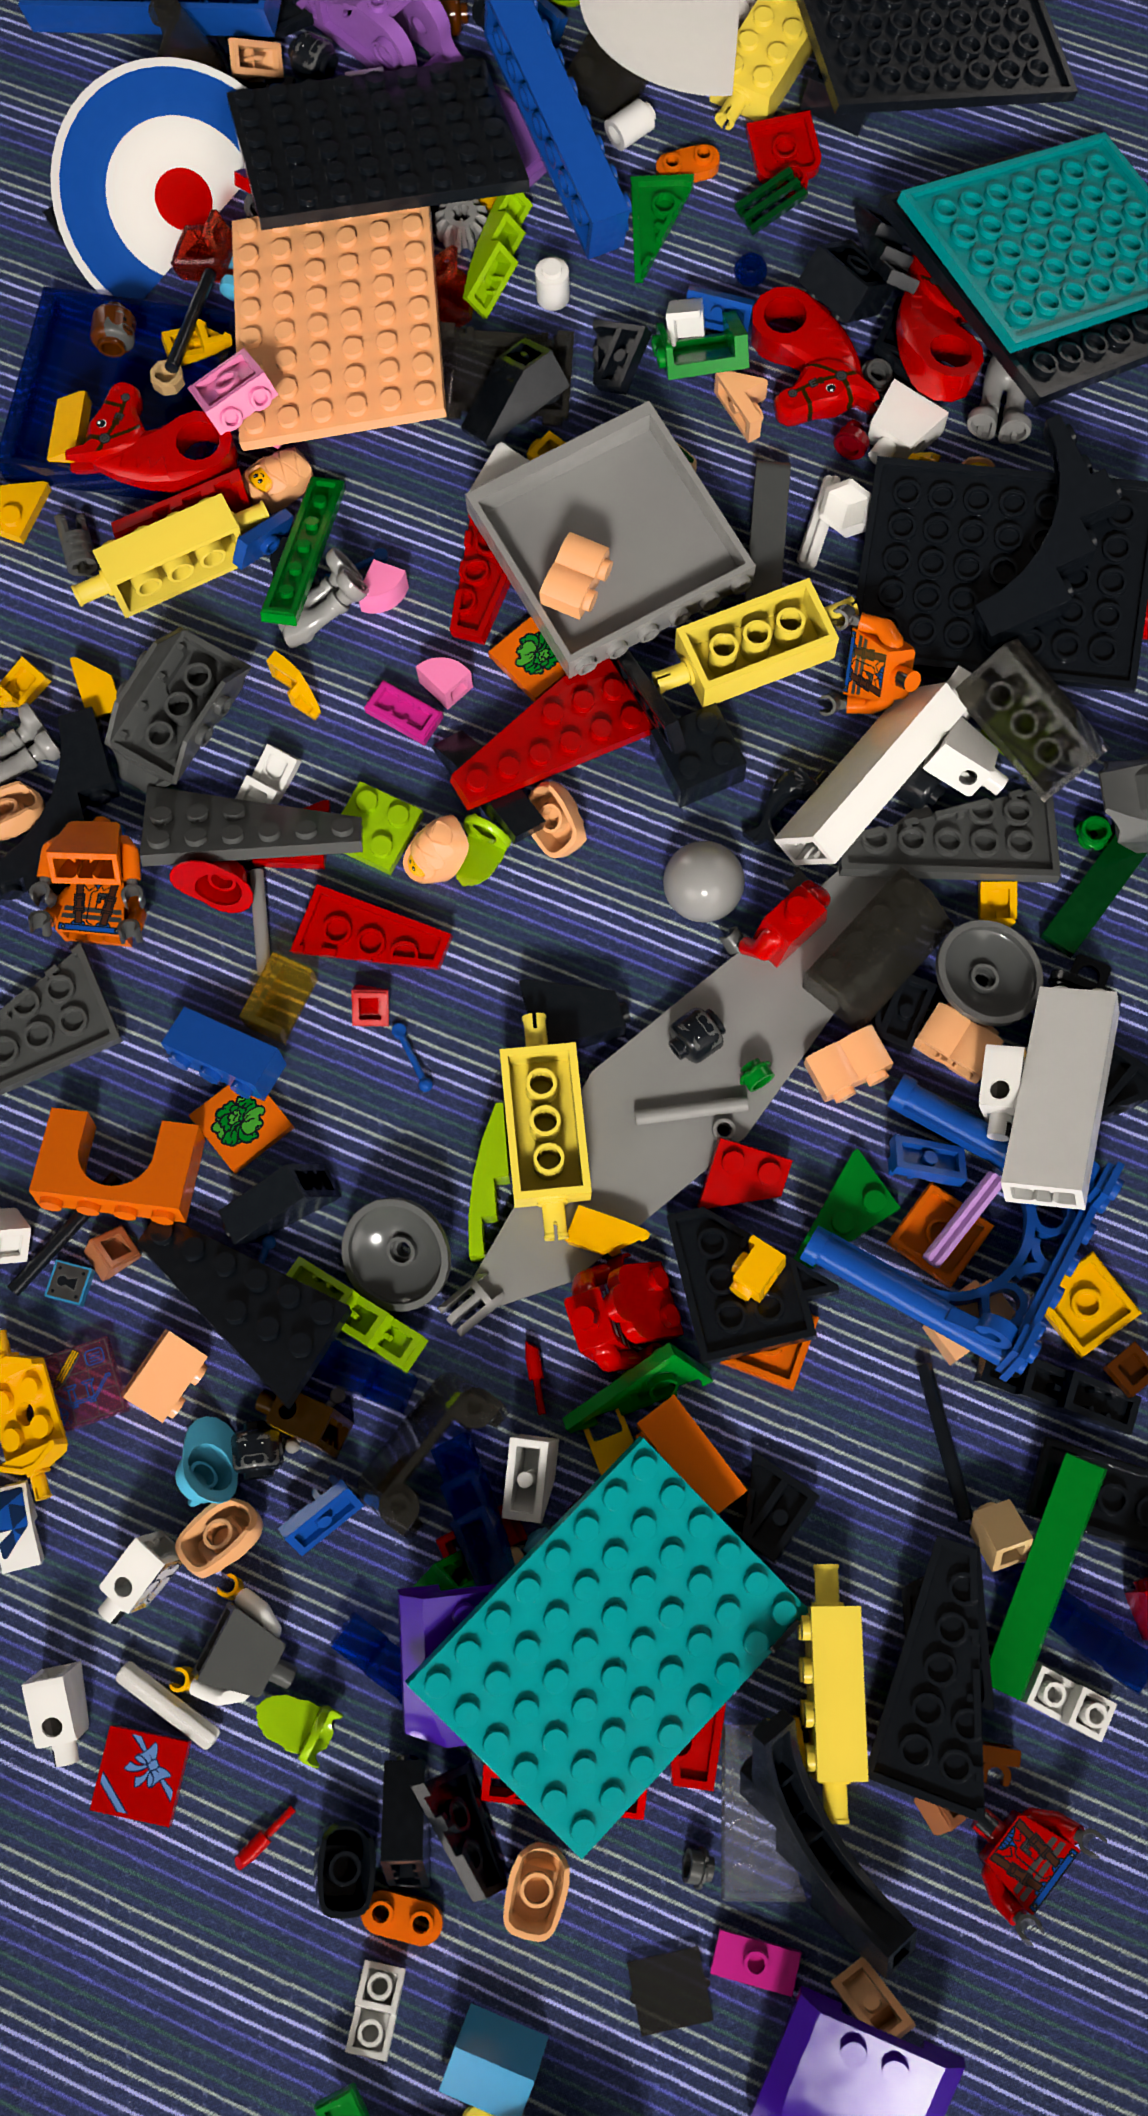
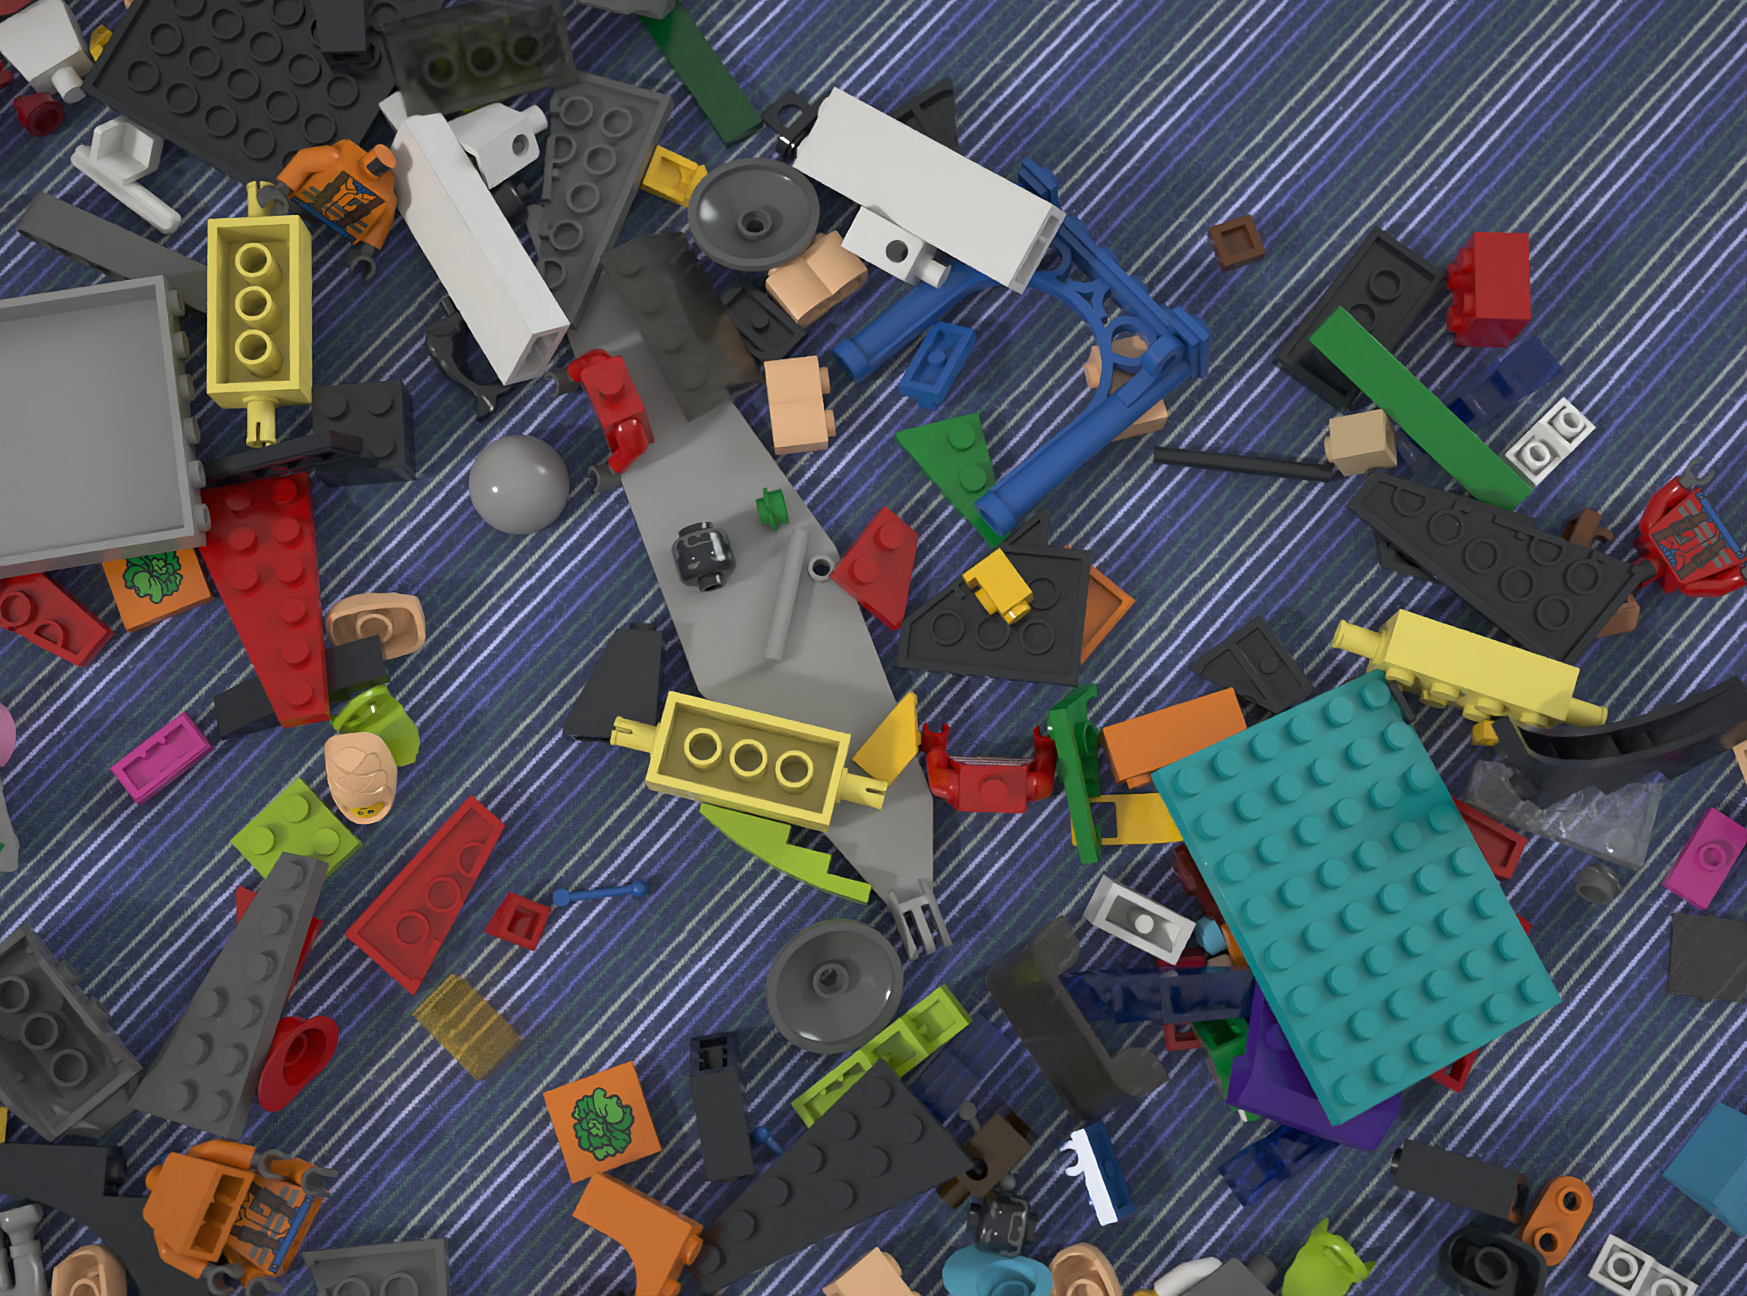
camera: 75 degrees left, 5 degrees up
(223, 1054) = (516, 1116): blue brick -> none
(260, 919) = (361, 1020): light grey bar -> none
(270, 777) = (178, 949): white slope -> none
(299, 693) = (86, 876): yellow slope -> none
(445, 679) = (141, 694): bright pink brick -> none
(463, 1829) = (1488, 1122): black wing -> none
(535, 1373) = (1020, 876): red piece -> none
(536, 1892) = (1576, 1062): light nougat piece -> none
(575, 575) = (87, 485): light nougat brick -> none
(642, 1303) = (988, 726): red plate -> none
(924, 1224) = (1020, 383): orange tile -> none
(963, 1220) = (1016, 350): lavender axle -> none
(1066, 1393) = (1237, 317): black slope -> none
(1090, 1307) = (1156, 254): yellow tile -> none
(1094, 824) = (632, 33): green plate -> none

